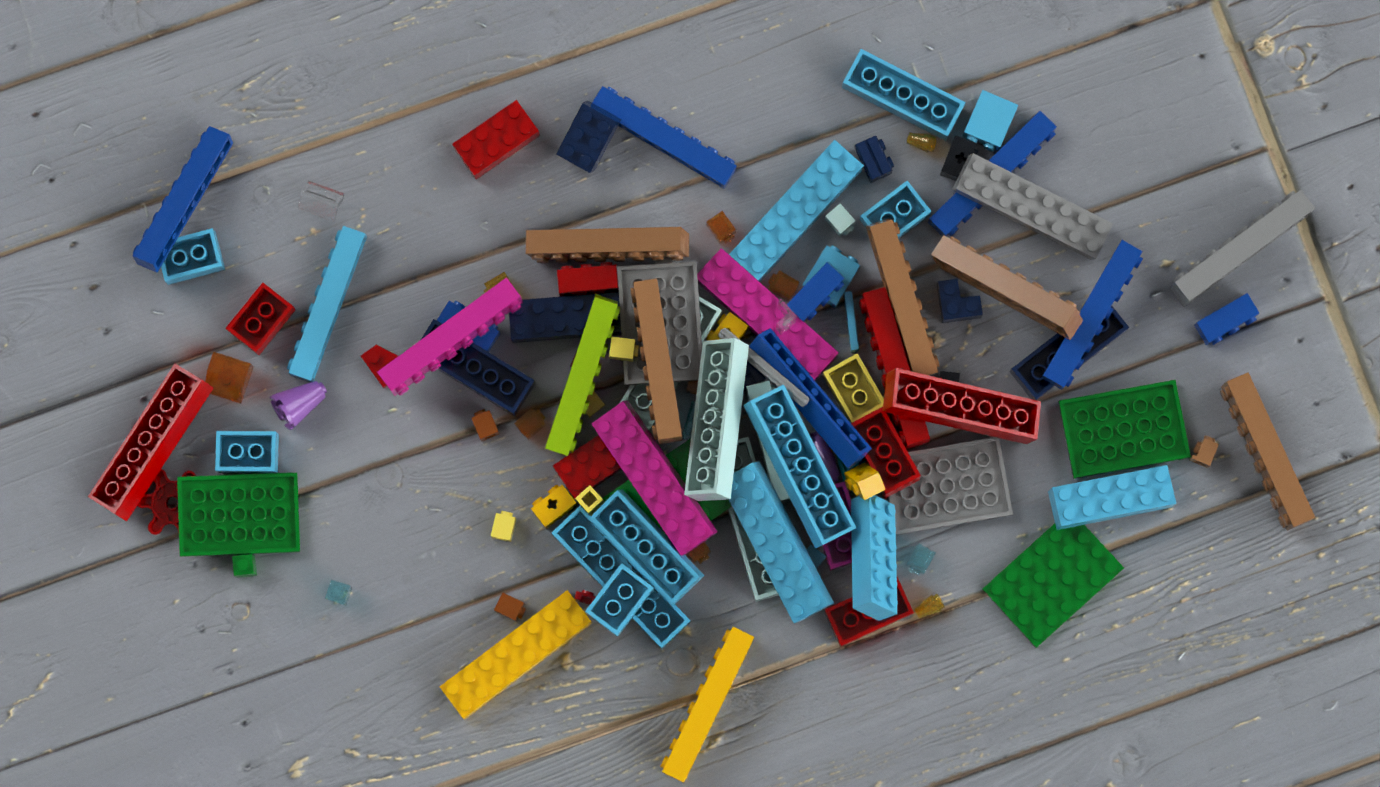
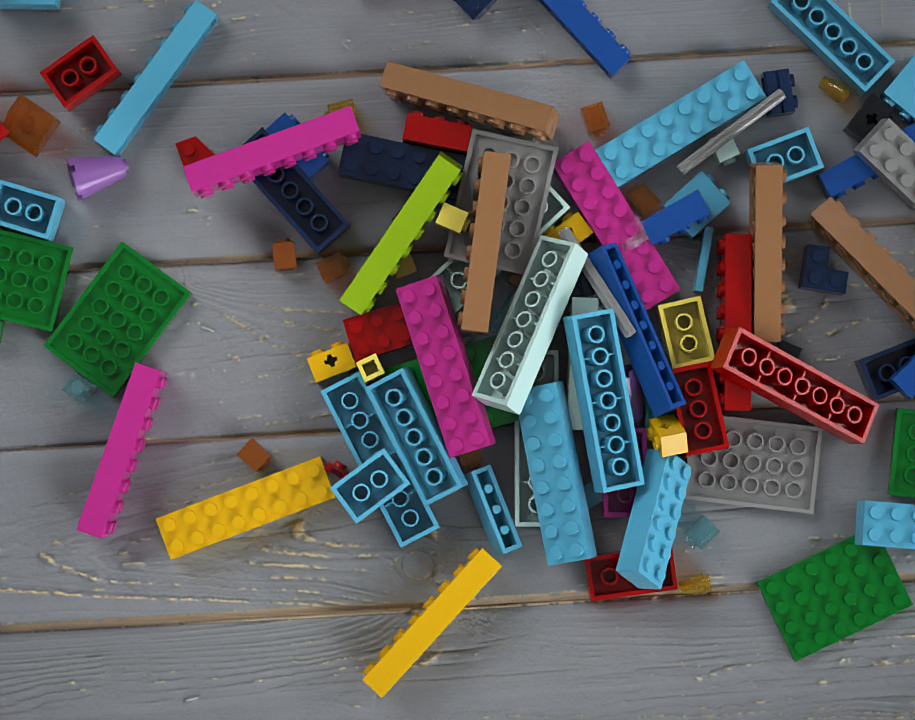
camera: 15 degrees right, 5 degrees up
(354, 524) = (117, 319): none -> green plate
(392, 636) = (122, 450): none -> dark pink brick
(503, 526) = (273, 368): light yellow brick -> none
(732, 593) = (492, 511): none -> medium azure brick
(842, 204) = (731, 131): none -> light grey axle

